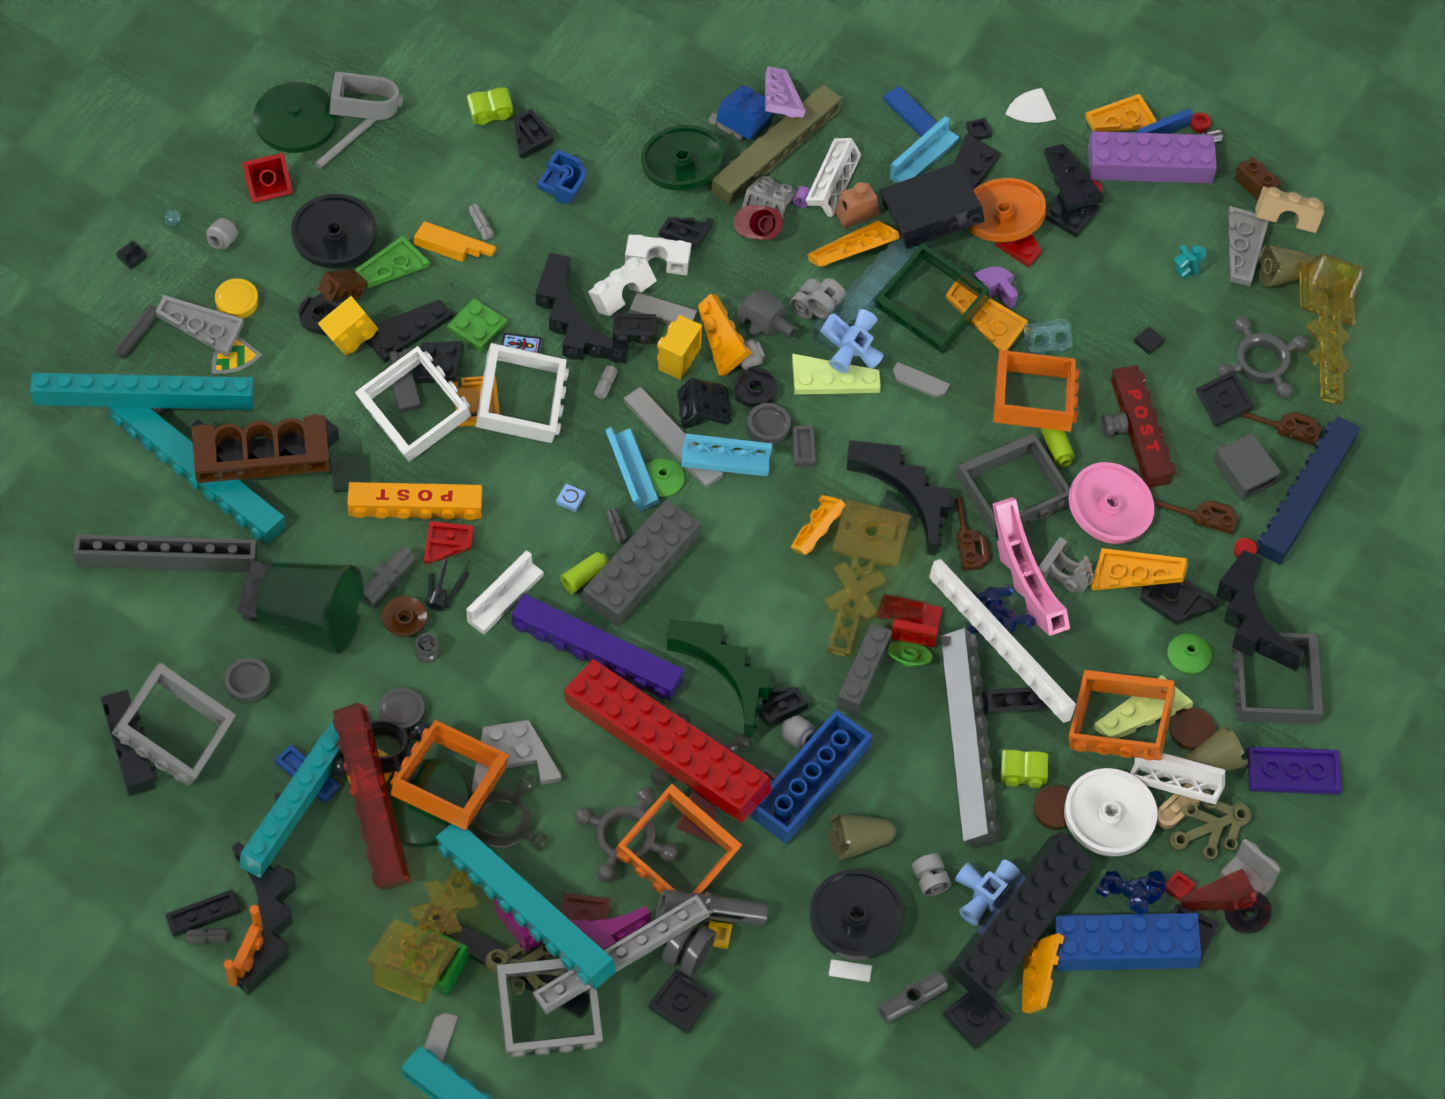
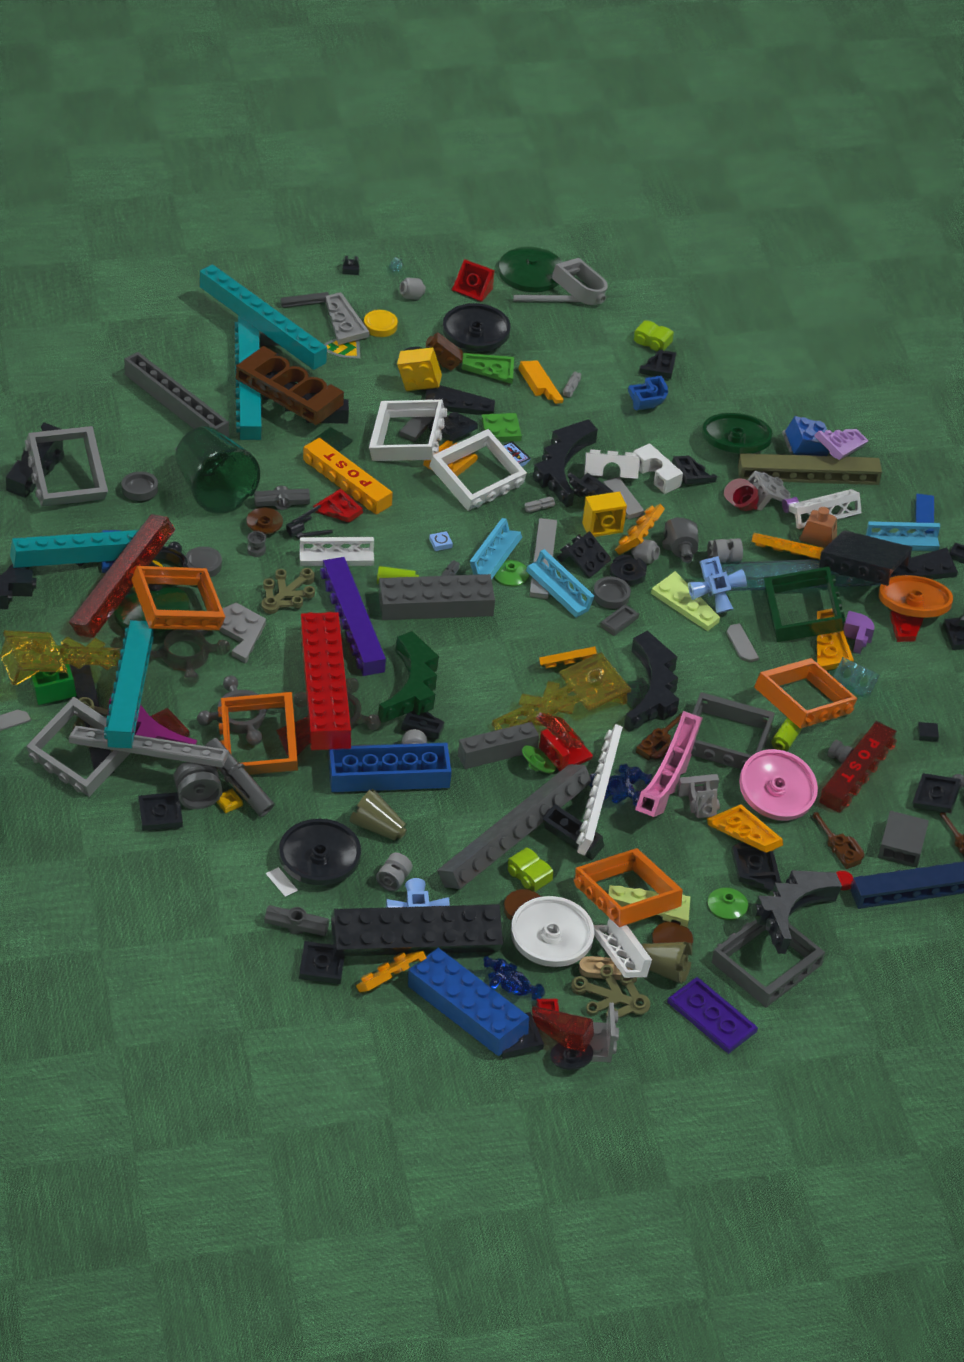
camera: 45 degrees right, 15 degrees down
(510, 674) = (273, 603): none -> olive plant

